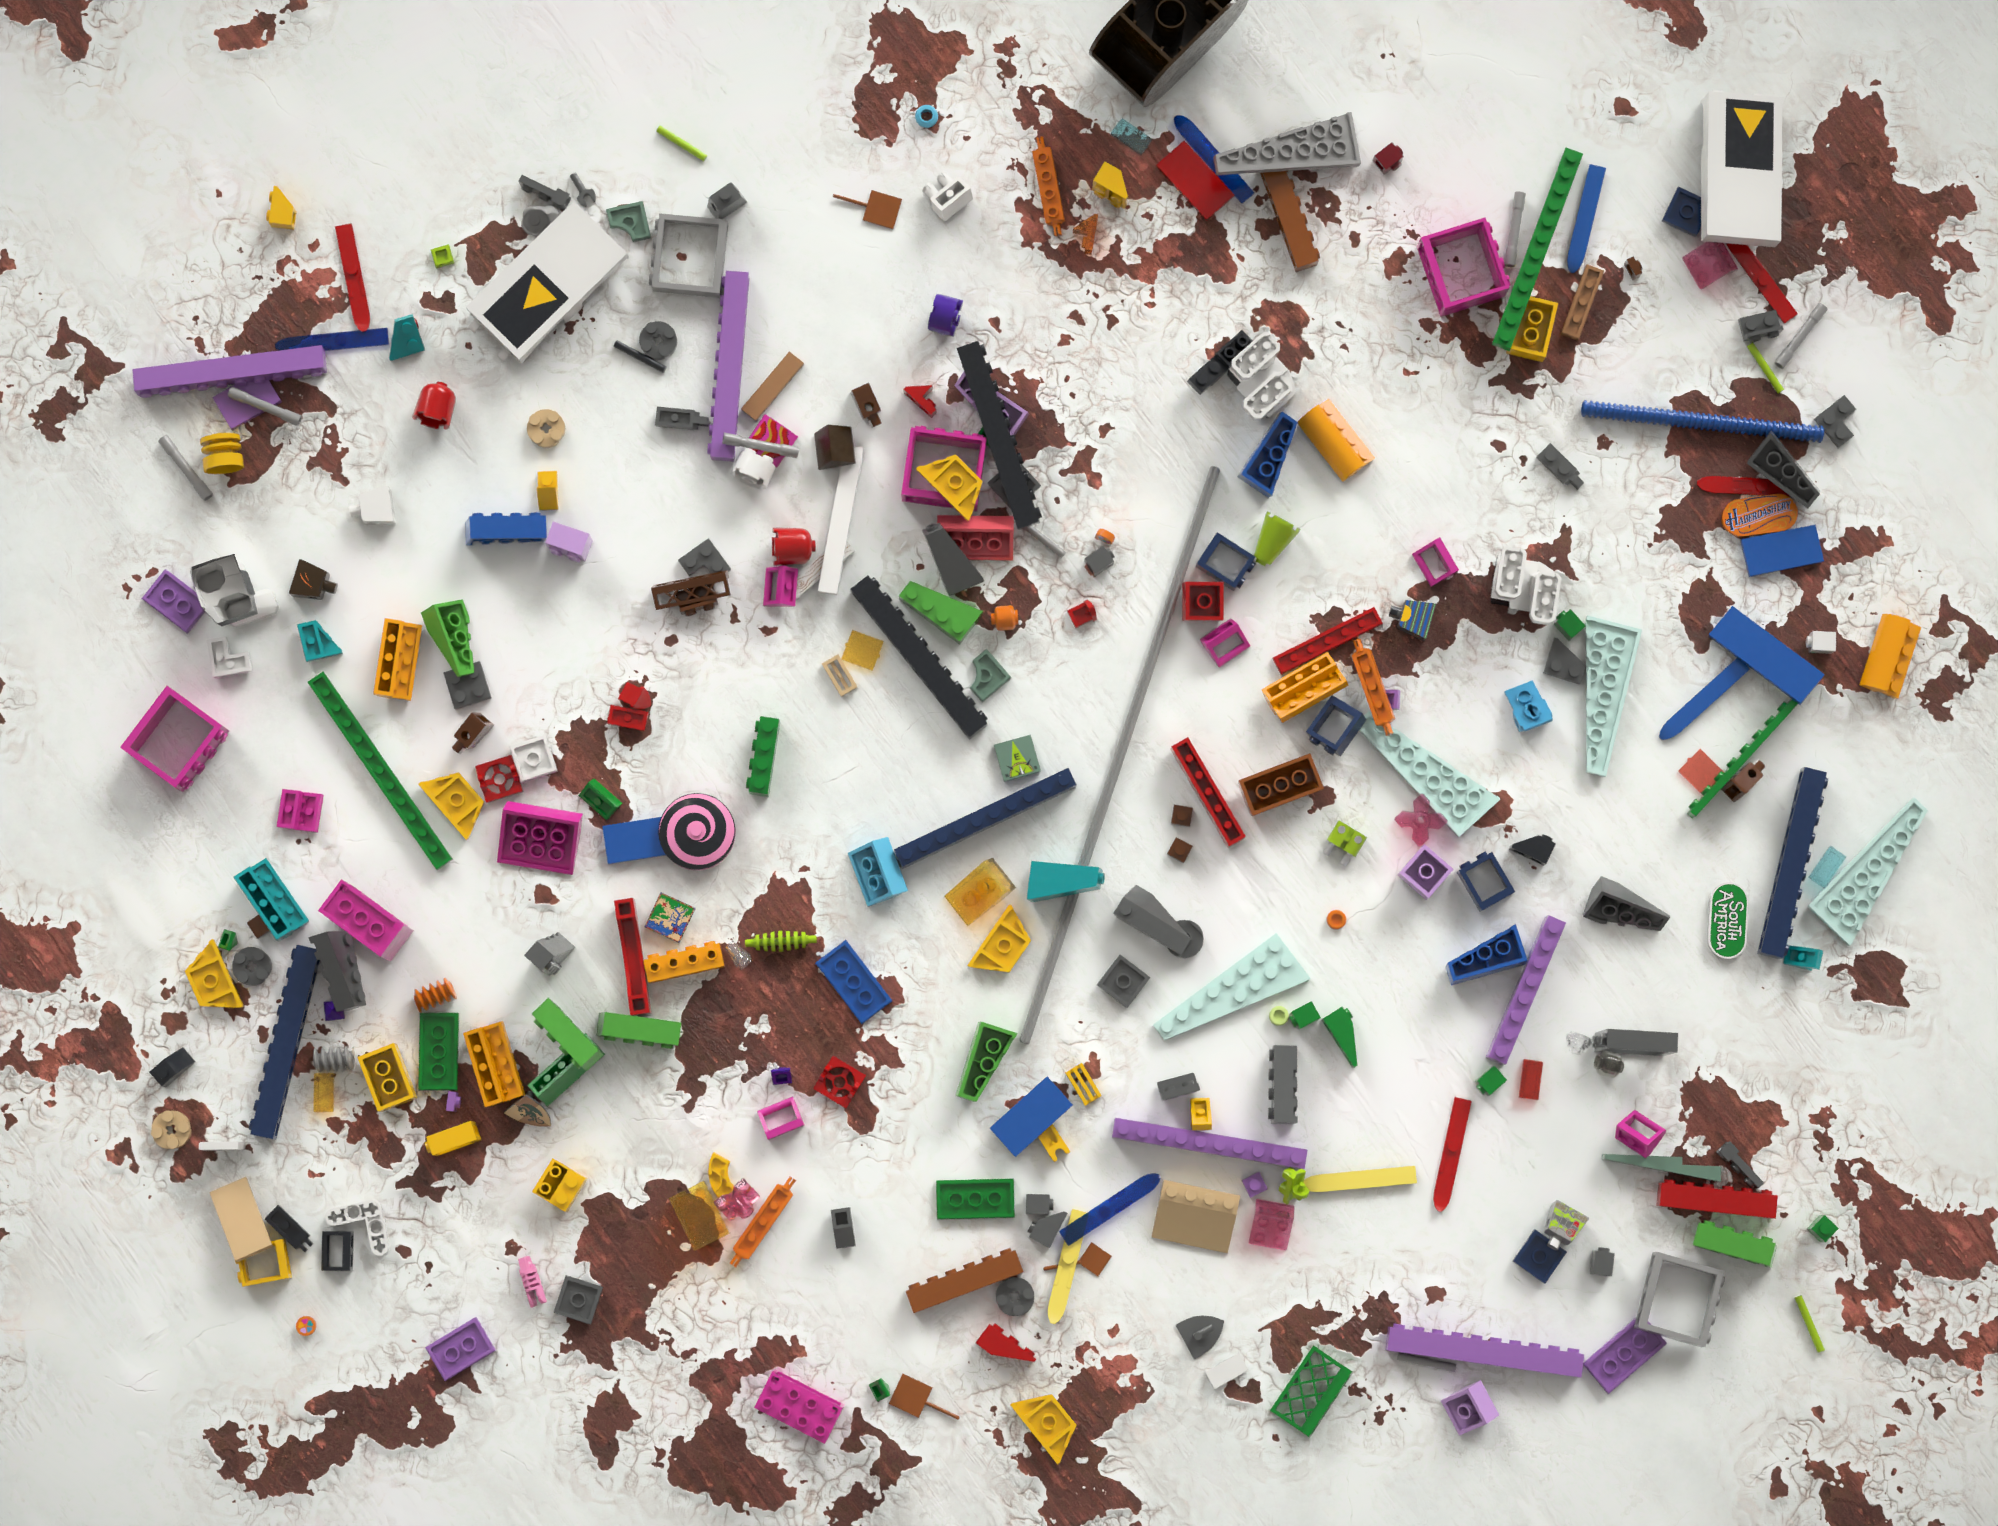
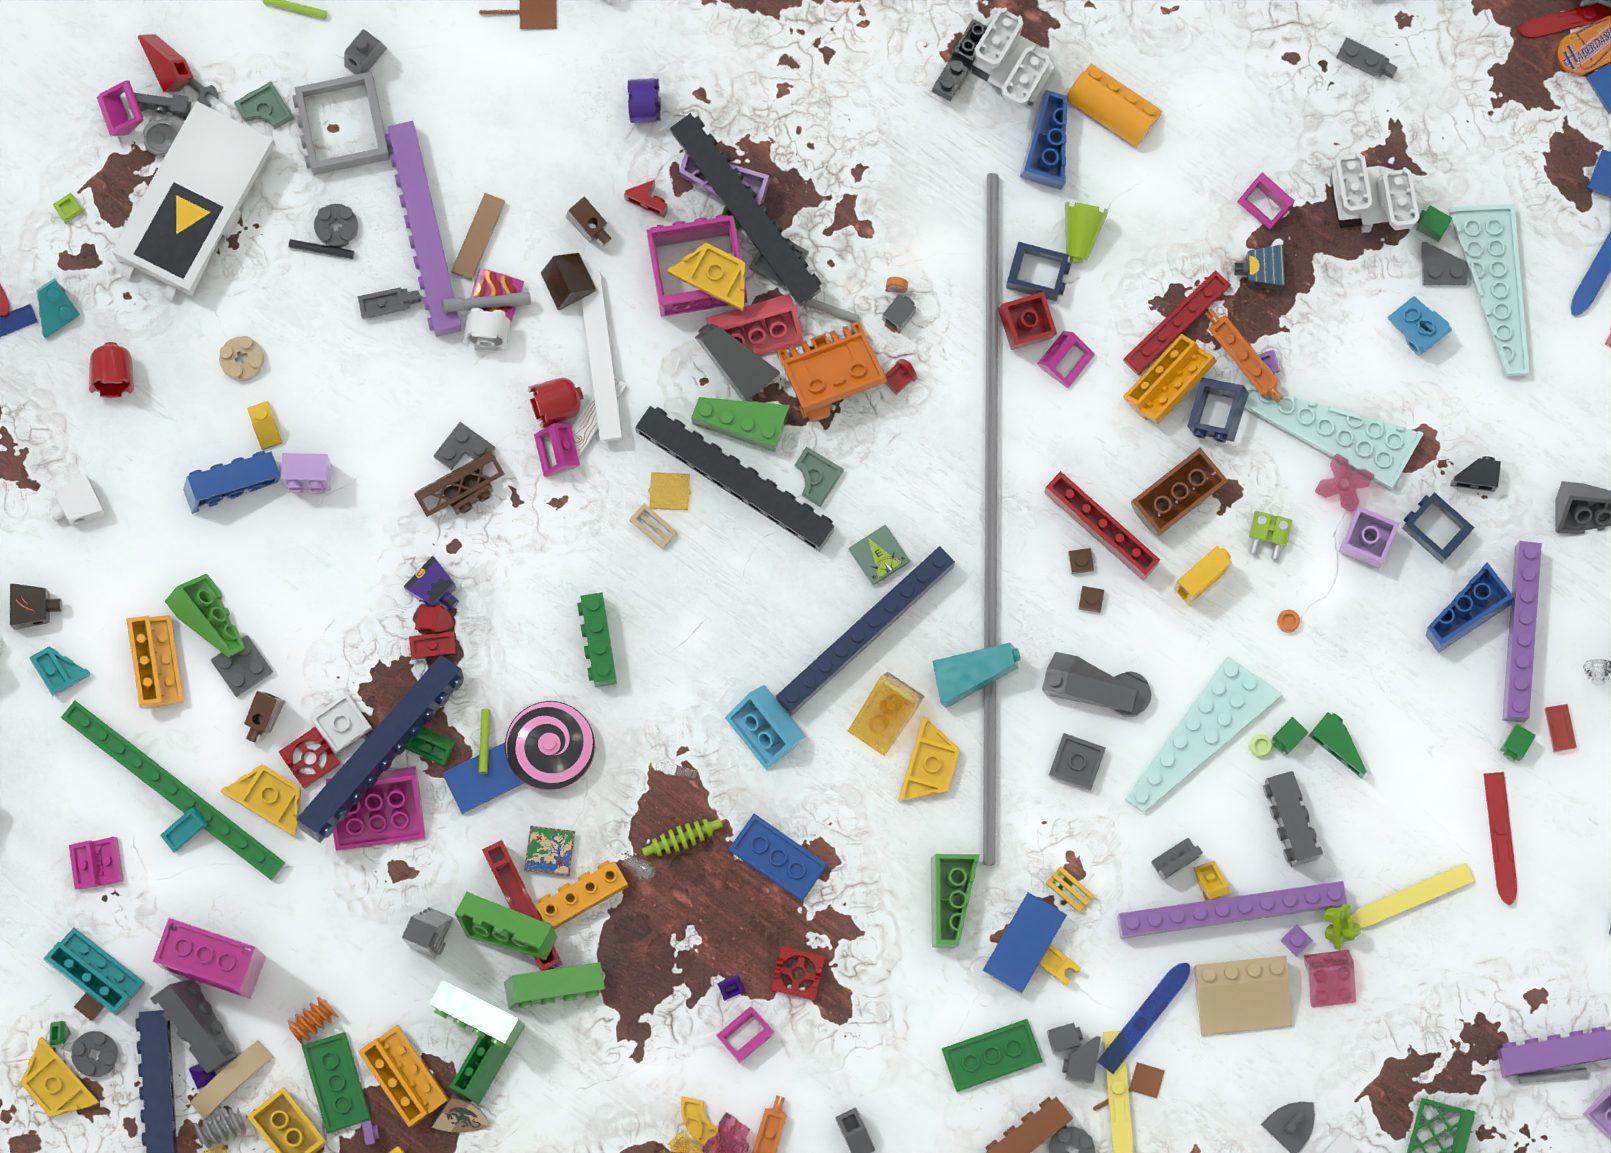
camera: 15 degrees left, 5 degrees down
(355, 1021) = (230, 1079): none -> tan slope
(379, 806) = (184, 829): none -> teal tile
(505, 189) = (114, 111): none -> dark pink tile
(557, 792) = (380, 749): none -> dark blue brick
(560, 159) = (166, 63): none -> red slope
(612, 970) = (504, 927): none -> bright green wedge
(643, 668) = (432, 585): none -> dark purple torso
(645, 810) = (484, 741): none -> lime piece
(793, 883) = (673, 769): none -> clear animal
(1028, 591) = (833, 368): none -> orange hinge
(1277, 860) = (1203, 574): none -> yellow window

